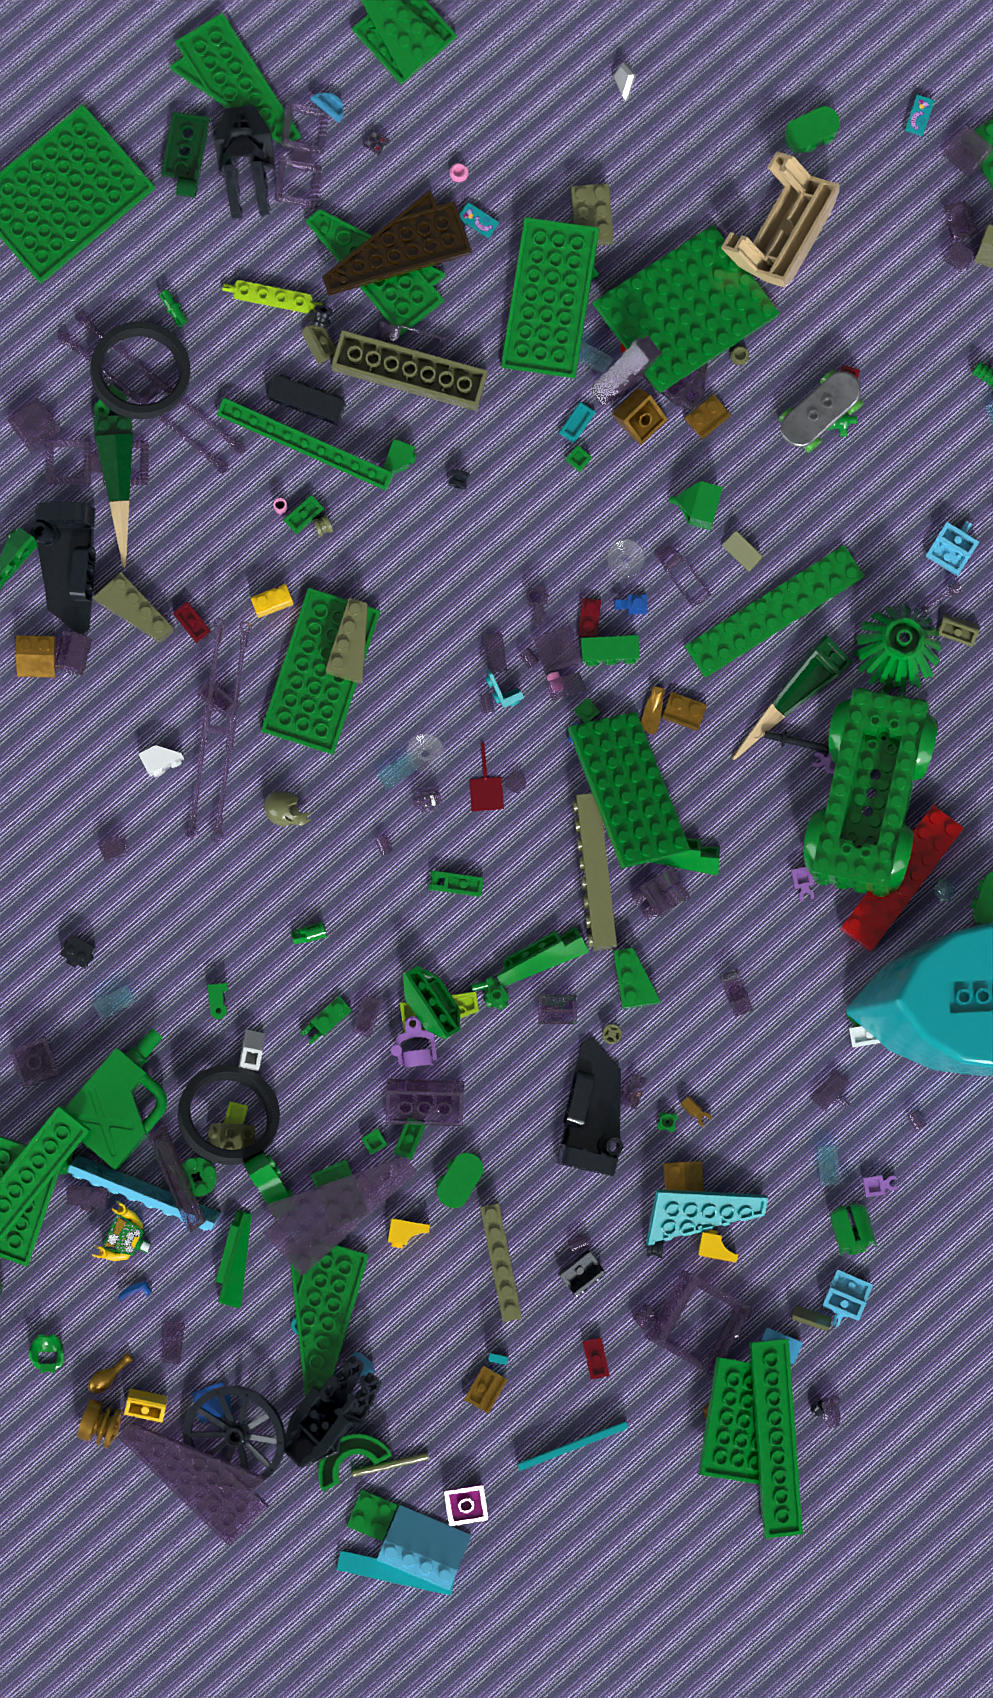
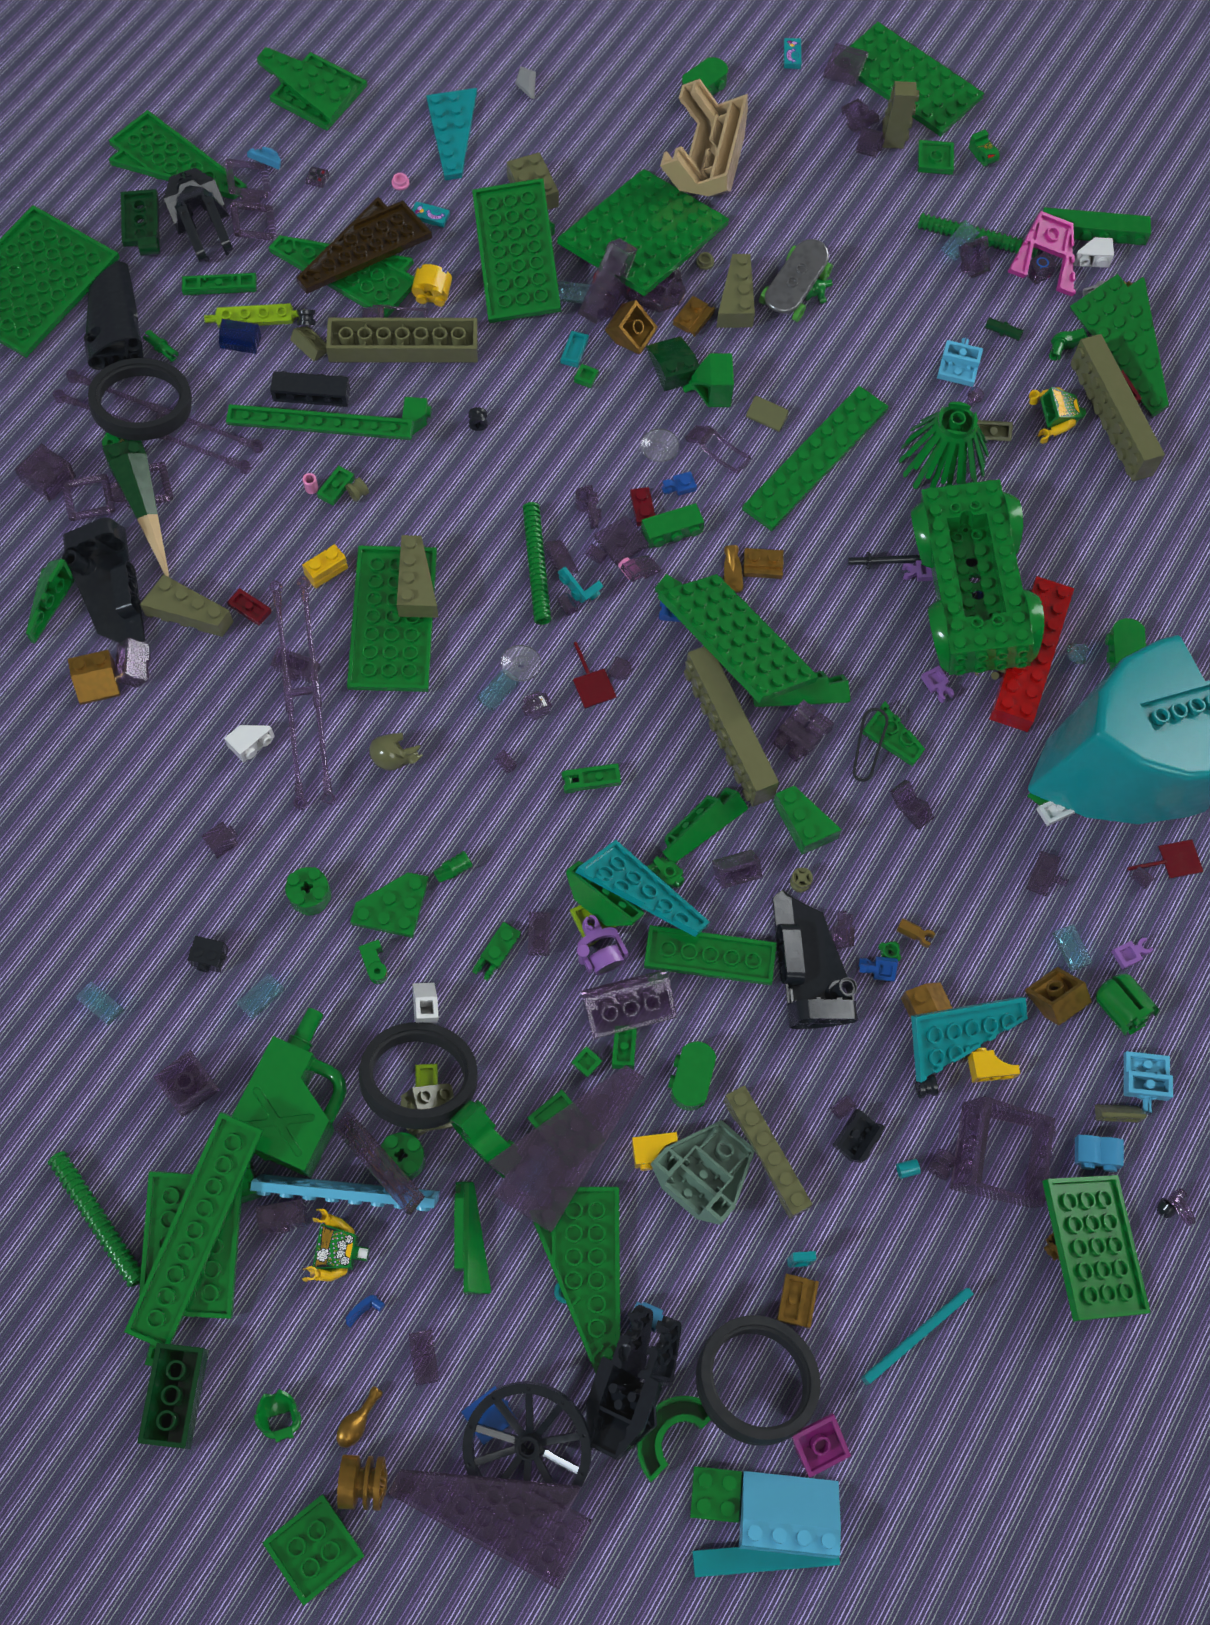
camera: 20 degrees left, 15 degrees down
(50, 1460) = (313, 1549): none -> green plate
(133, 265) = (112, 319): none -> black panel
(146, 1405) = (411, 1442): yellow brick -> none
(185, 927) = (308, 879): none -> green brick
(246, 249) = (219, 284): none -> green plate
(248, 953) = (393, 907): none -> green plate
(251, 319) = (239, 336): none -> clear blue brick
(390, 1464) = (712, 1428): olive bar -> none
(445, 1263) = (705, 1171): none -> sand green wedge
(455, 314) = (431, 285): none -> yellow brick
(460, 996) = (629, 878): none -> teal wing
(470, 652) = (537, 563): none -> green piece
(470, 1422) = (798, 1350): none -> black tyre
(509, 1079) = (710, 955): none -> green plate
(532, 109) = (452, 122): none -> teal wing
(596, 1358) = (907, 1227): dark red plate -> none
(614, 1311) = (908, 1168): none -> teal hinge
(653, 1135) = (882, 968): none -> blue plate
(669, 465) = (673, 362): none -> dark green slope
(708, 921) = (859, 742): none -> black piece
(743, 921) = (896, 739): none -> green wing
(756, 411) = (737, 300): none -> olive wedge
(776, 1438) = (1140, 1256): green plate -> none
(798, 1204) = (1059, 995): none -> pearl gold slope
(816, 671) = (876, 494): dark green plate -> none
(959, 1112) = (1179, 859): none -> dark red piece

